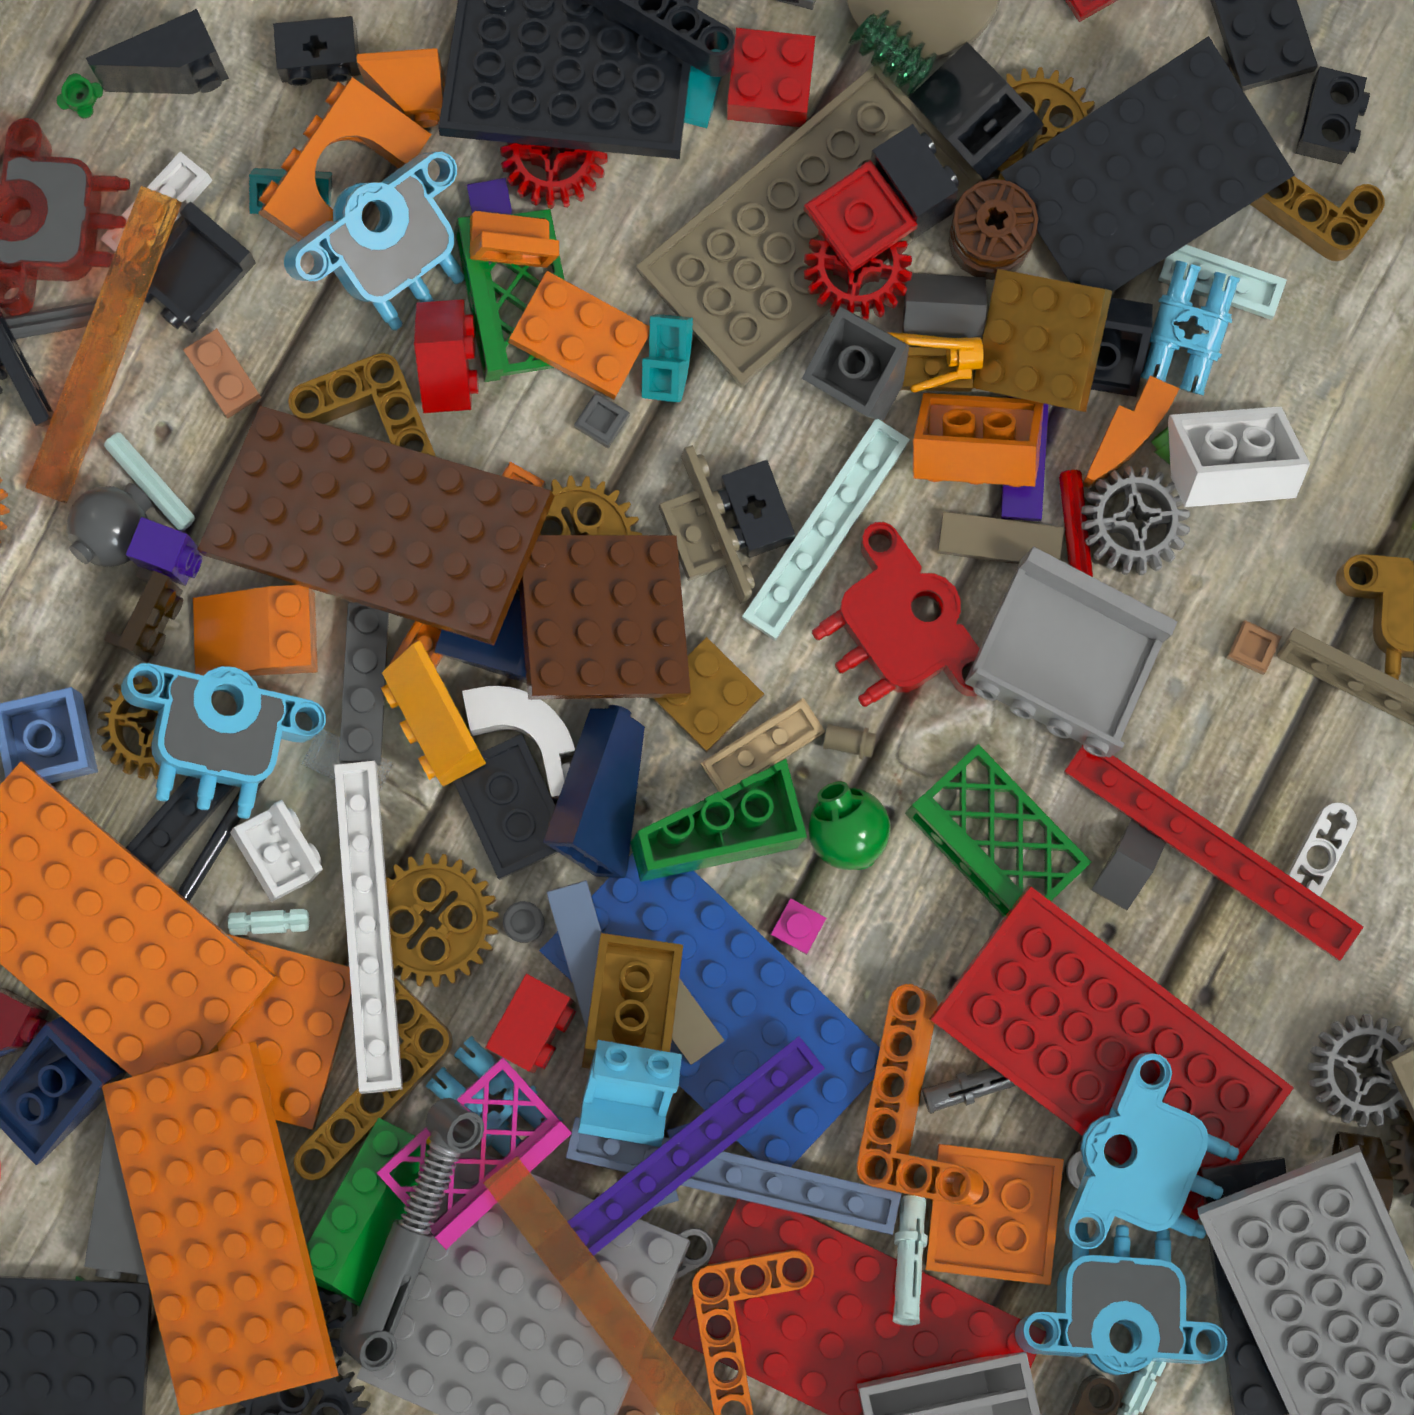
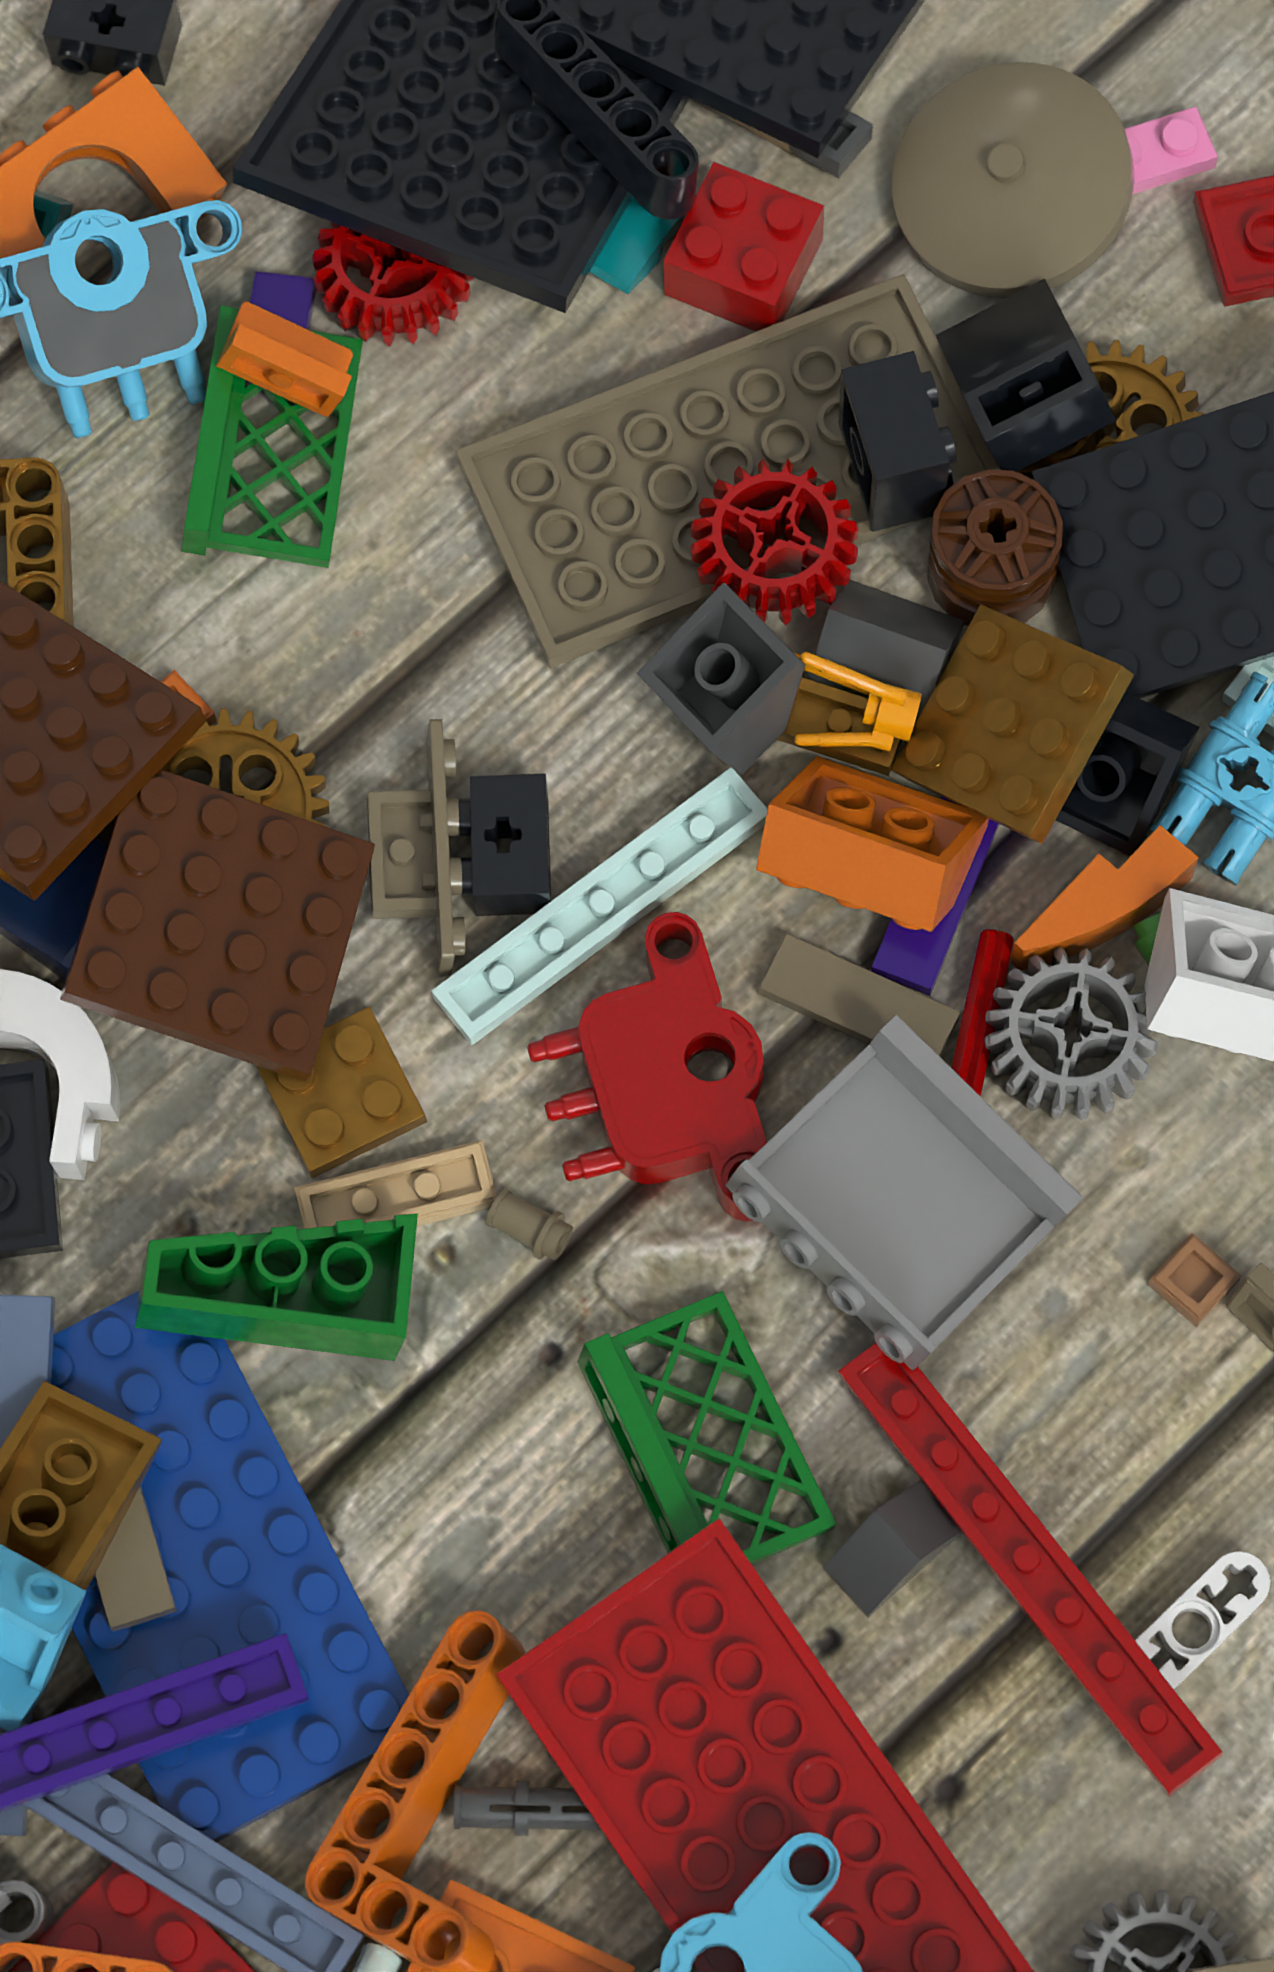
camera: 20 degrees right, 10 degrees down
(408, 81) = (215, 95): orange slope -> none
(442, 352) = (124, 490): red brick -> none
(580, 335) = (340, 523): orange plate -> none
(599, 794) = (122, 1182): dark blue slope -> none
(601, 420) = (330, 653): dark grey tile -> none
(668, 359) = (451, 606): teal slope -> none
(798, 926) = (355, 1478): dark pink plate -> none
(848, 827) = (477, 1347): green brick -> none
(860, 216) = (796, 463): red plate -> none
(893, 50) = (930, 260): clear green piece -> none

